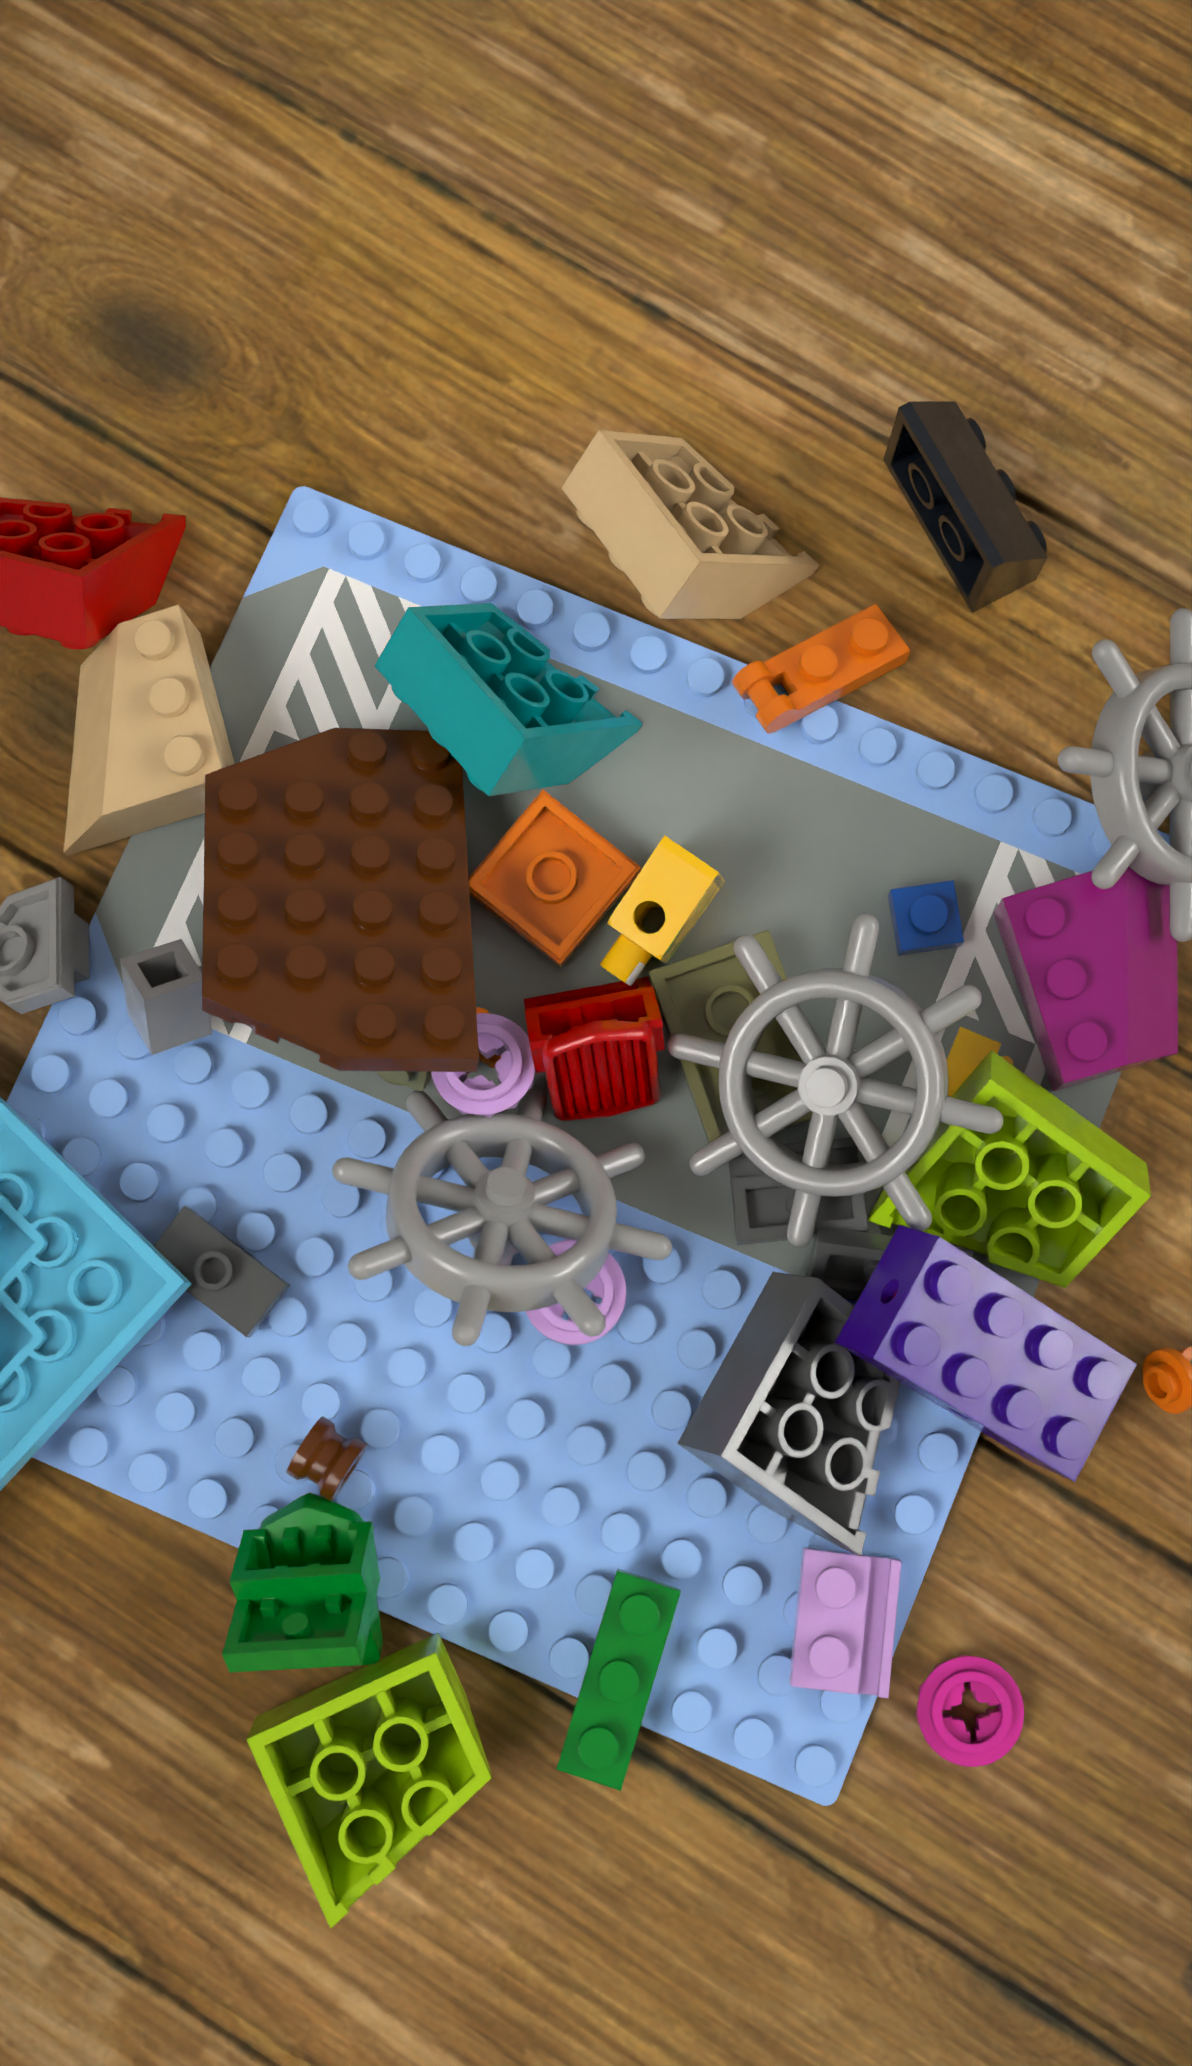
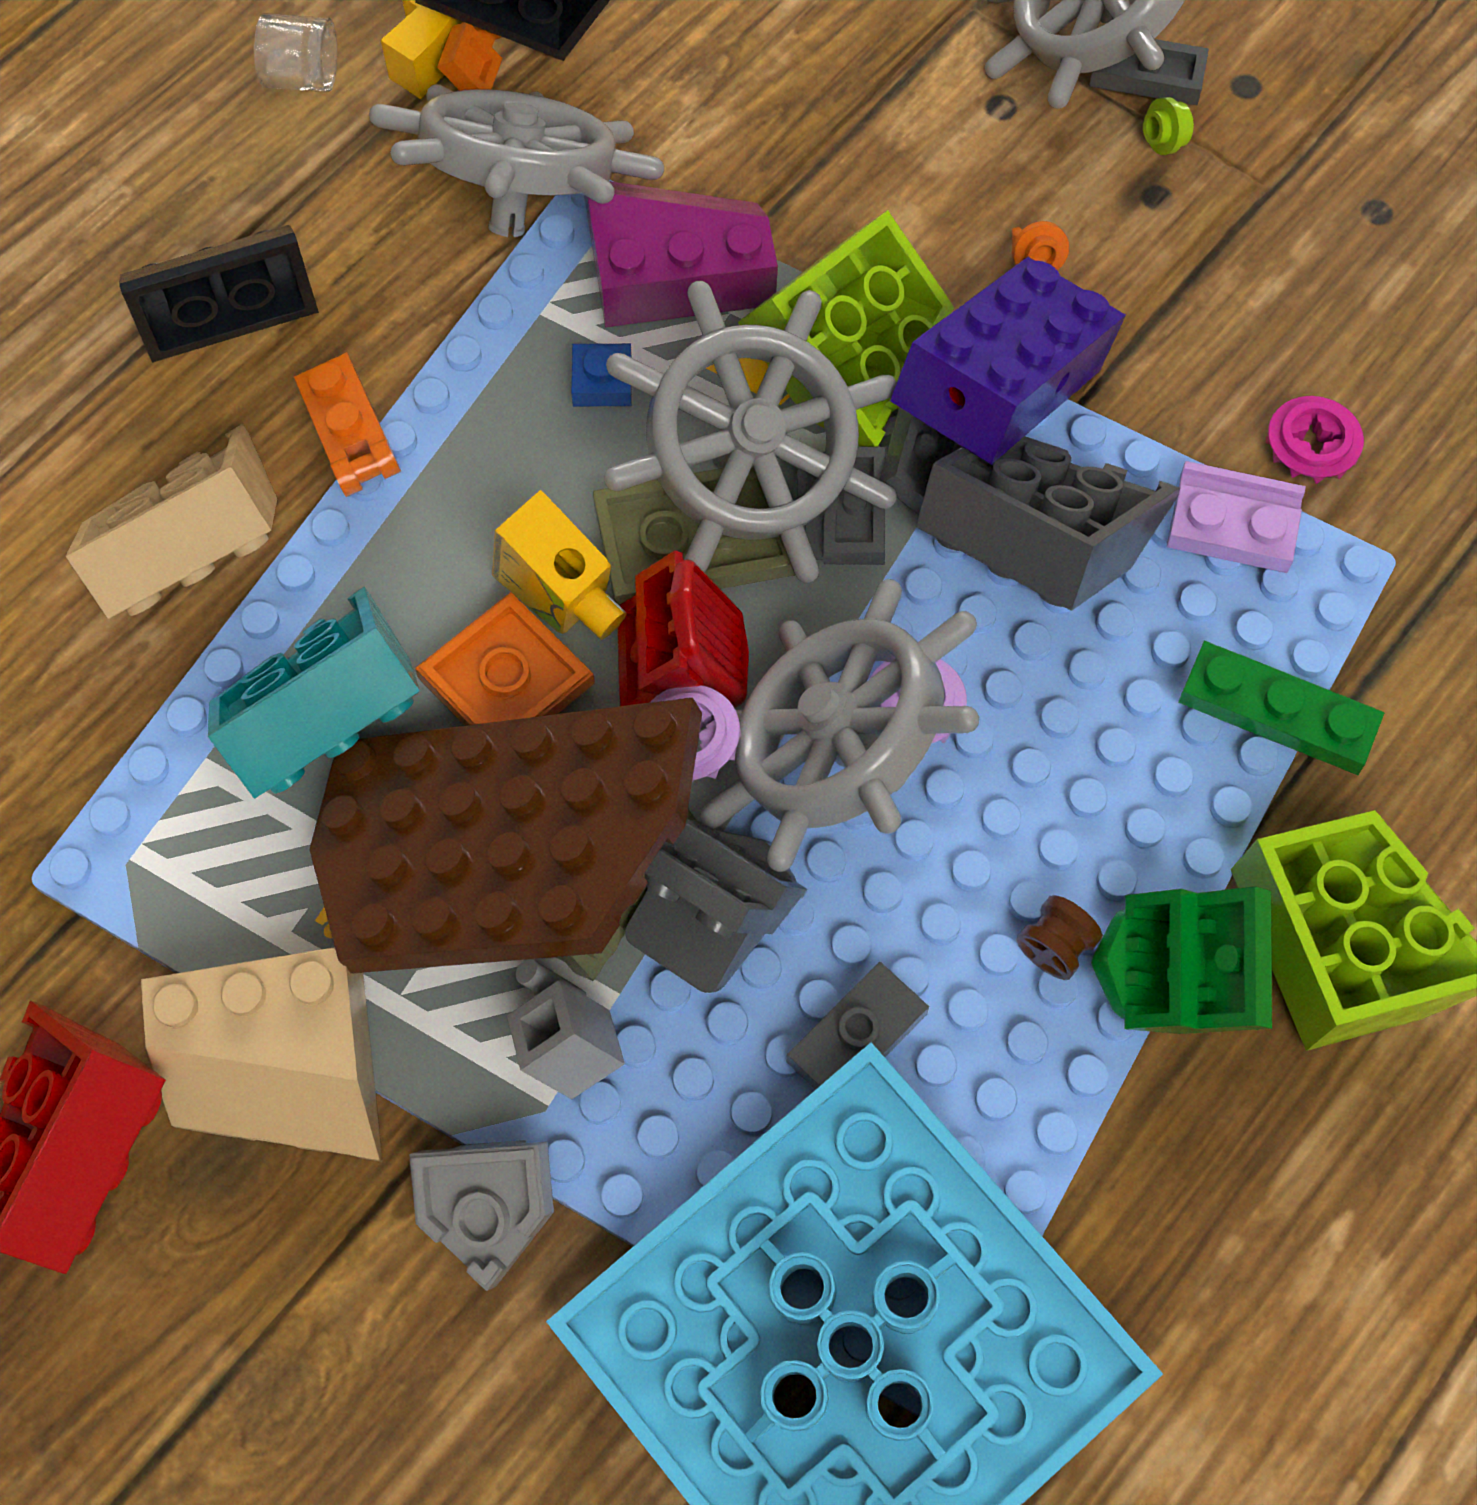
camera: 85 degrees left, 15 degrees down
(321, 1114) = (710, 904): none -> dark grey piece

